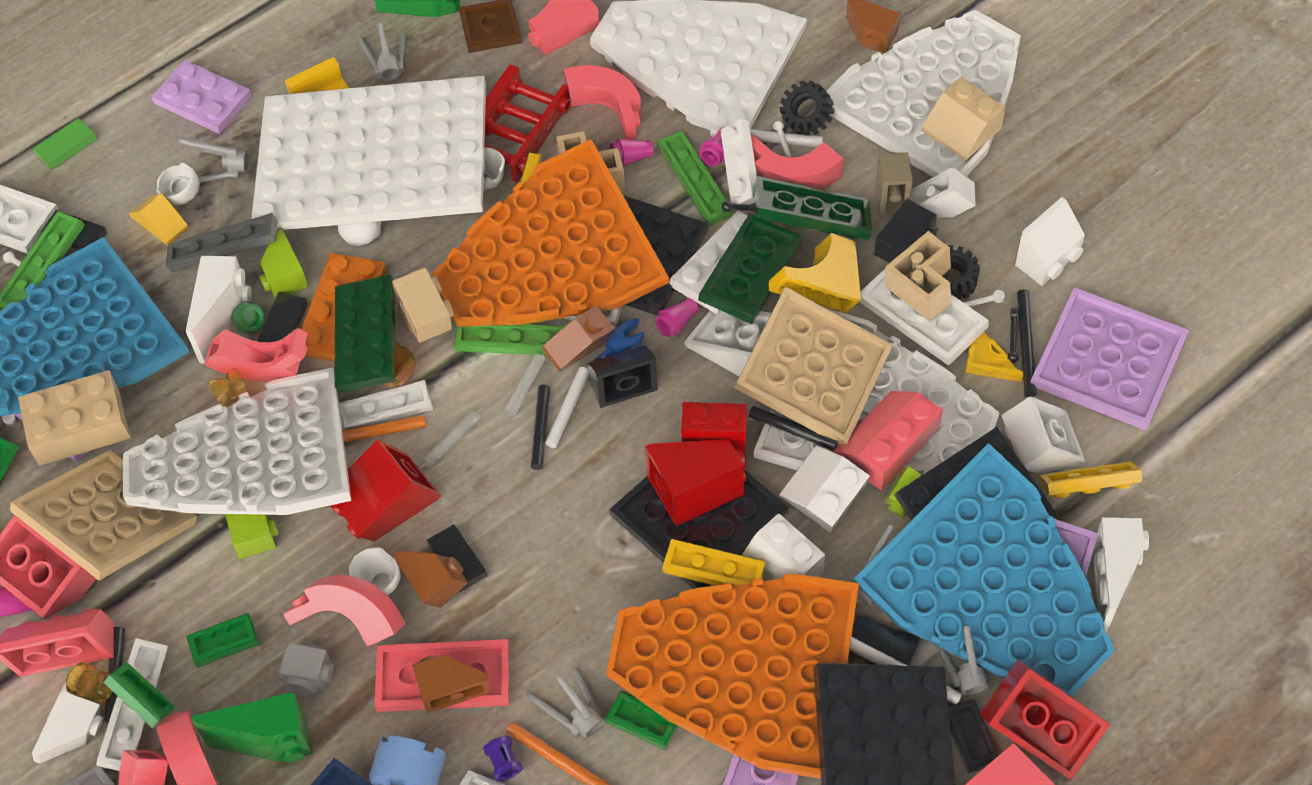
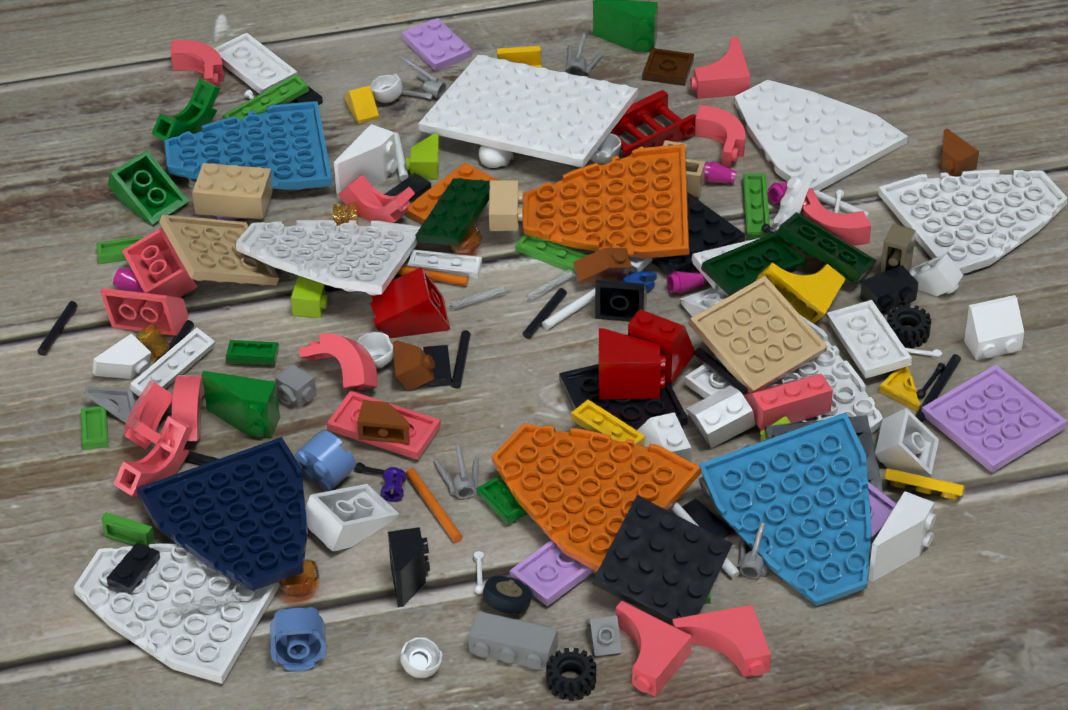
camera: 25 degrees right, 15 degrees down
(64, 144) = (326, 41): bright green tile -> none
(139, 694) = (178, 354): green plate -> none
(222, 242) = (402, 128): dark grey plate -> none
(248, 317) = (384, 179): green tile -> none
(256, 288) = (403, 174): none -> white bar
(449, 748) = (360, 468): none -> black hinge
(479, 536) = (461, 359): none -> black bar
(797, 97) = (862, 179): black tyre -> none
(918, 276) = (874, 308): tan brick -> none
(964, 119) = (980, 231): tan slope -> none
(971, 736) = (730, 592): black tile -> none
(1044, 719) = (785, 601): red slope -> none

